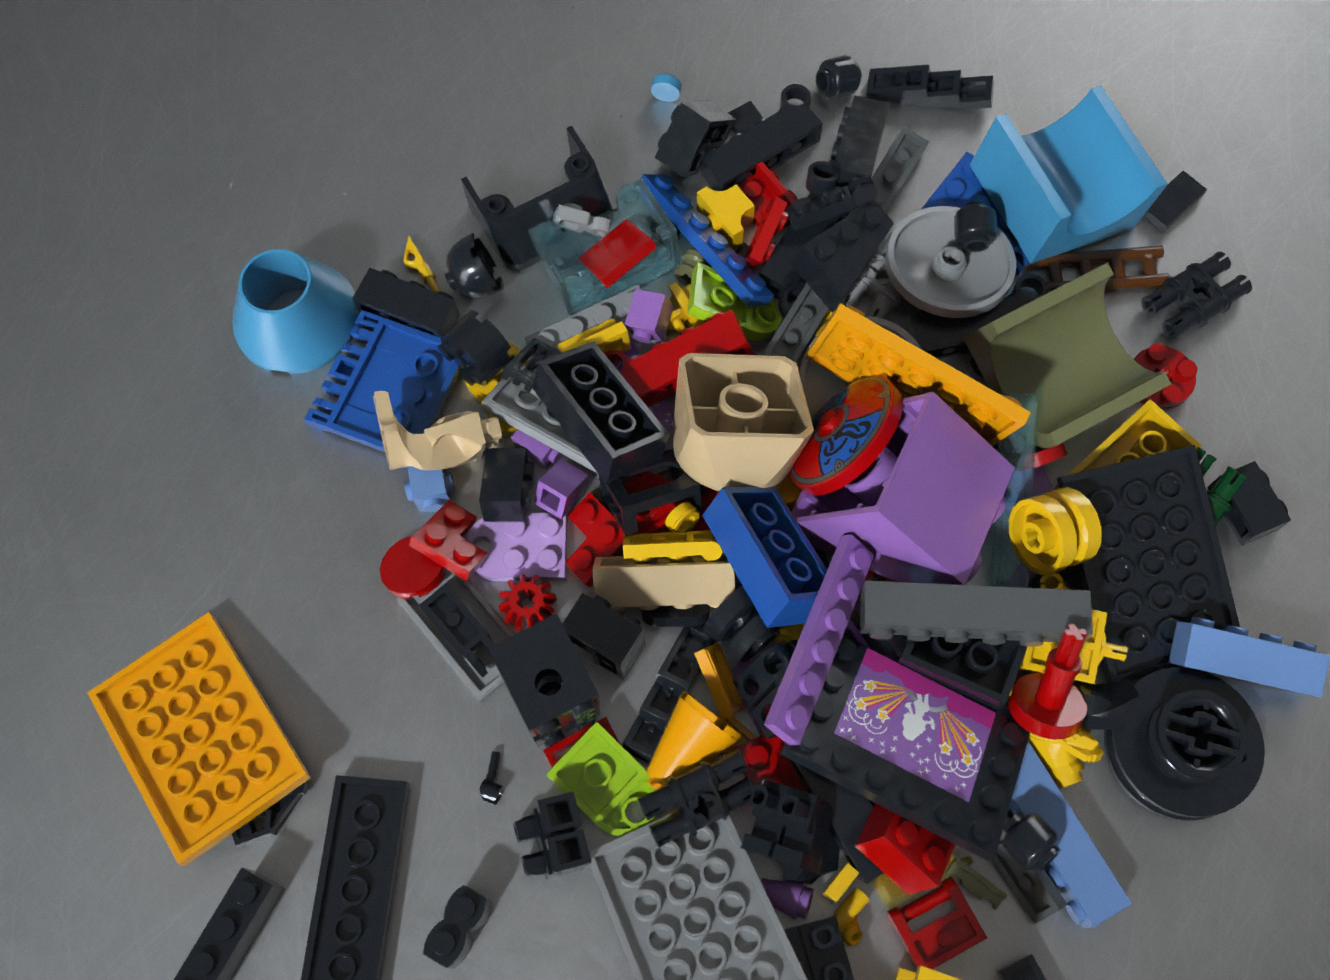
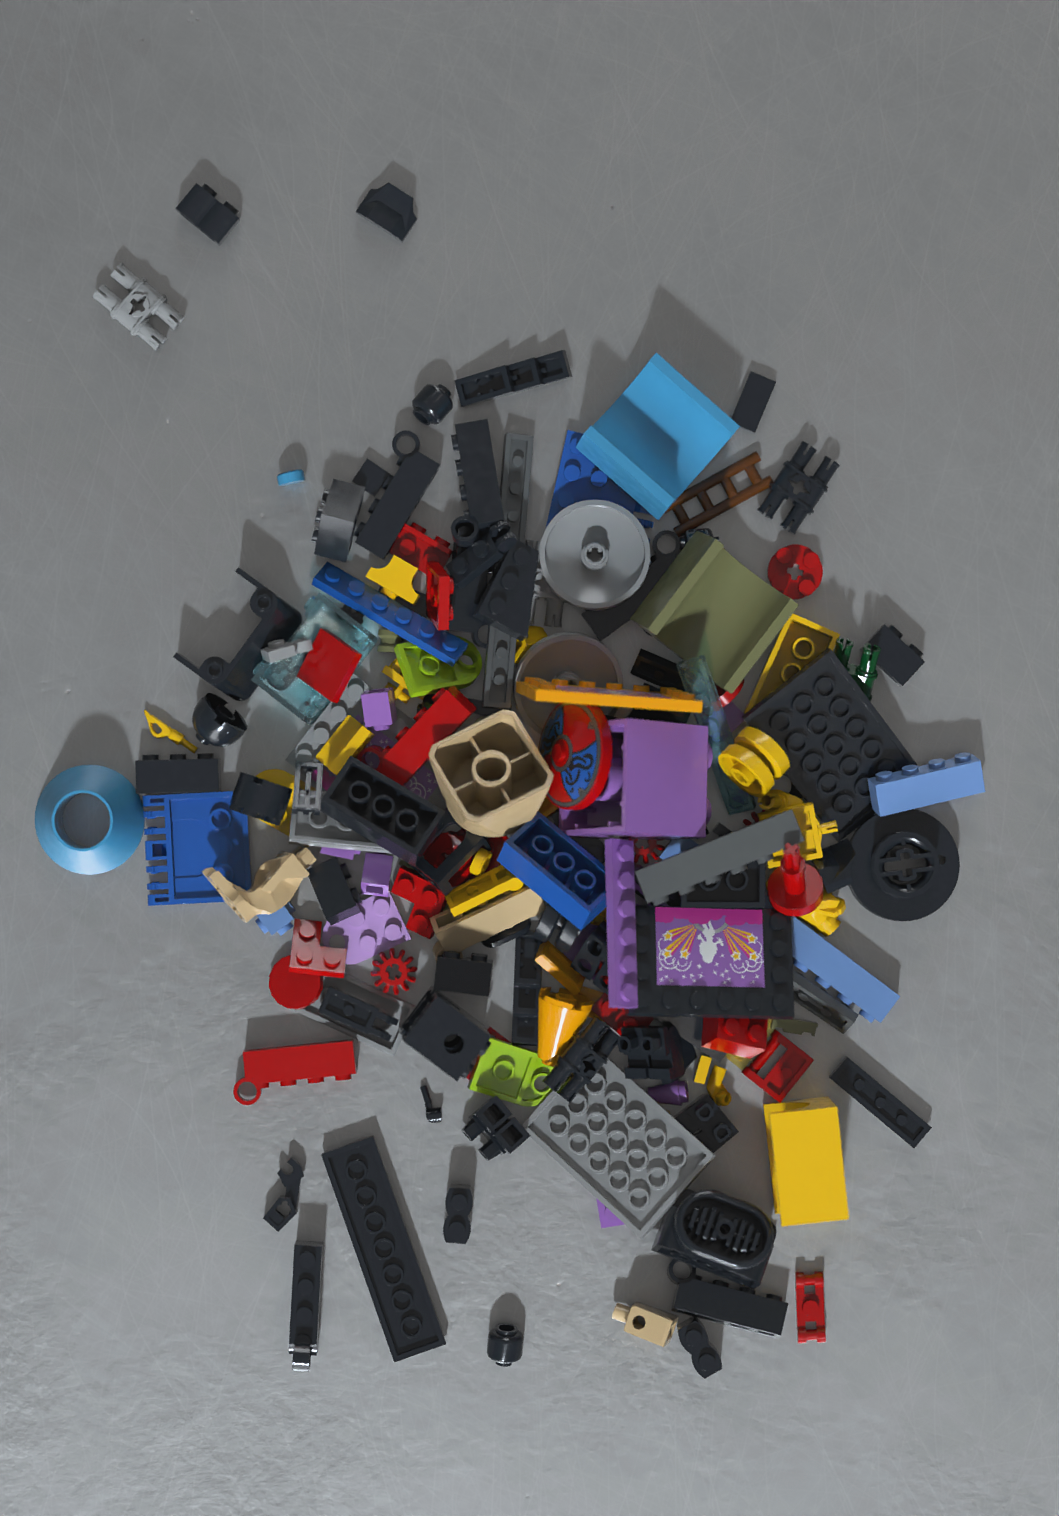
camera: 30 degrees left, 20 degrees up
(197, 738) = (208, 1172): light orange plate -> none
(363, 655) = (297, 1062): none -> red hinge
(975, 226) = (603, 520): black head -> none
(1031, 841) = (817, 988): black head -> none

